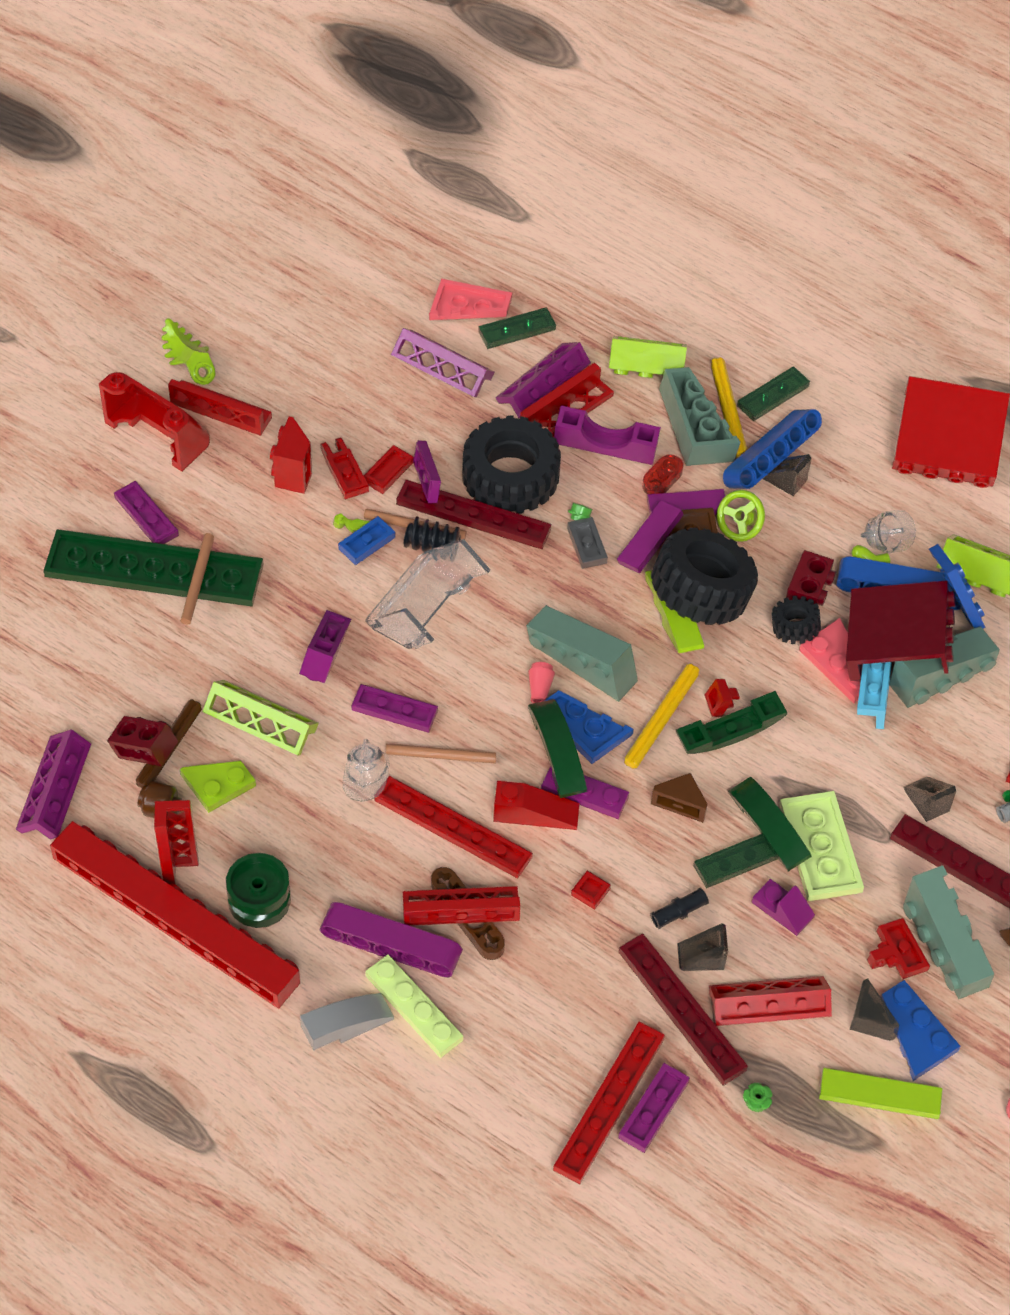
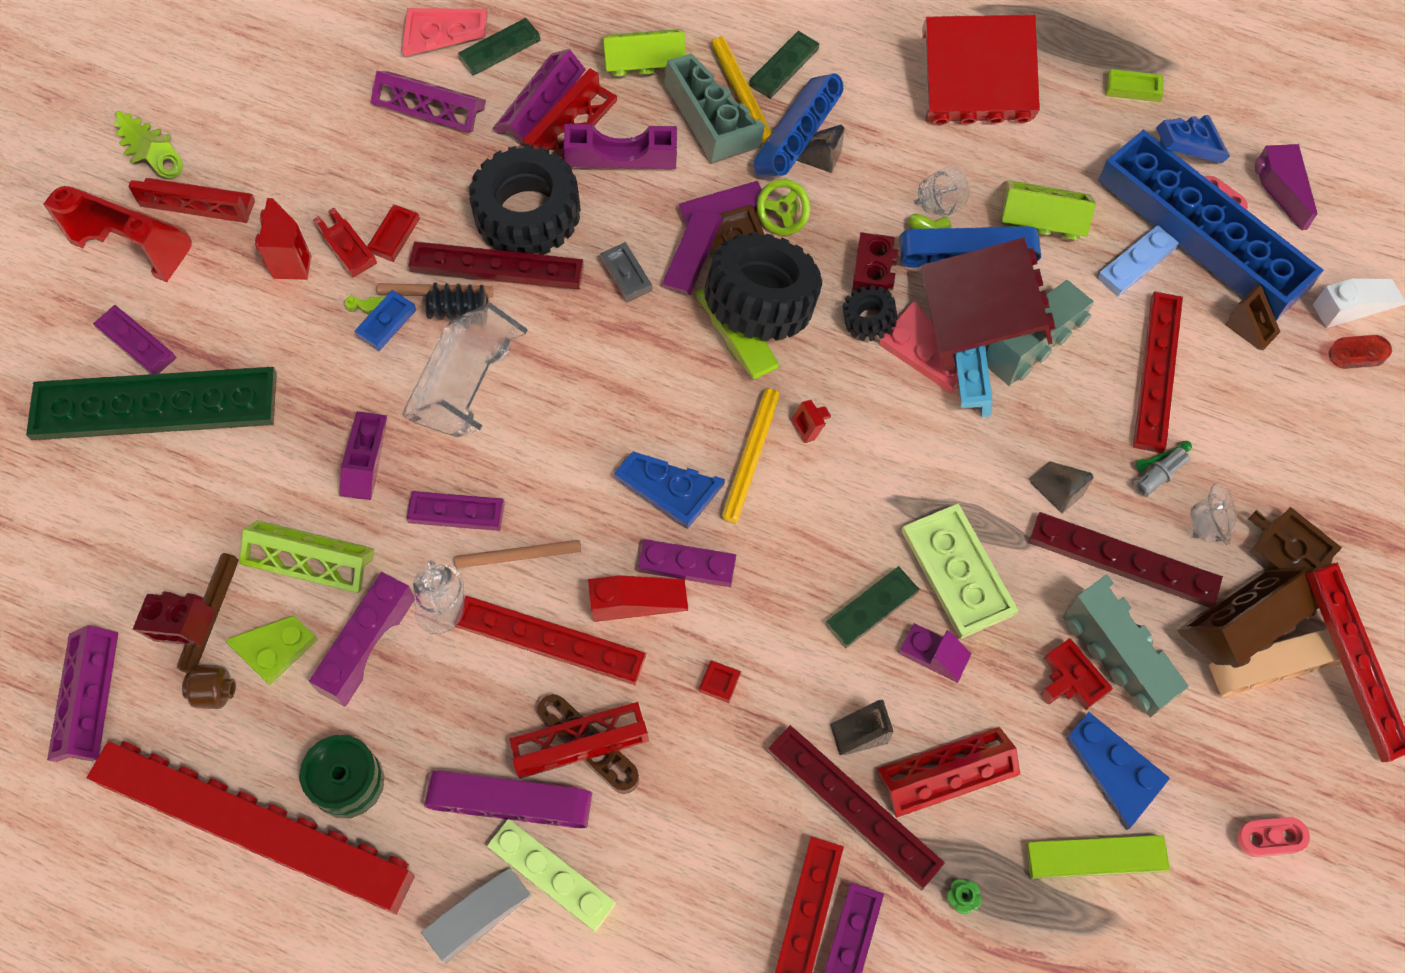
camera: 10 degrees left, 10 degrees up
(168, 835) = (224, 745): red fence -> none
(197, 579) = (203, 407): nougat bar -> none
(274, 808) = (345, 662): none -> magenta arch
(427, 471) = (435, 228): magenta tile -> none
(540, 679) = (610, 444): coral cone -> none
(559, 747) = (648, 521): dark green slope -> none
(579, 511) = (610, 238): bright green plate -> none
(585, 651) = (651, 398): sand green wedge -> none
(659, 479) = (689, 181): clear red plate -> none
(679, 908) = (823, 682): black pin -> none
(681, 797) = (796, 548): reddish brown slope -> none
(733, 727) = (831, 451): dark green slope -> none
(770, 822) = (899, 557): dark green slope -> none
(873, 1015) = (1064, 762): clear smoke slope -> none
(963, 592) = (1043, 245): blue wing -> none

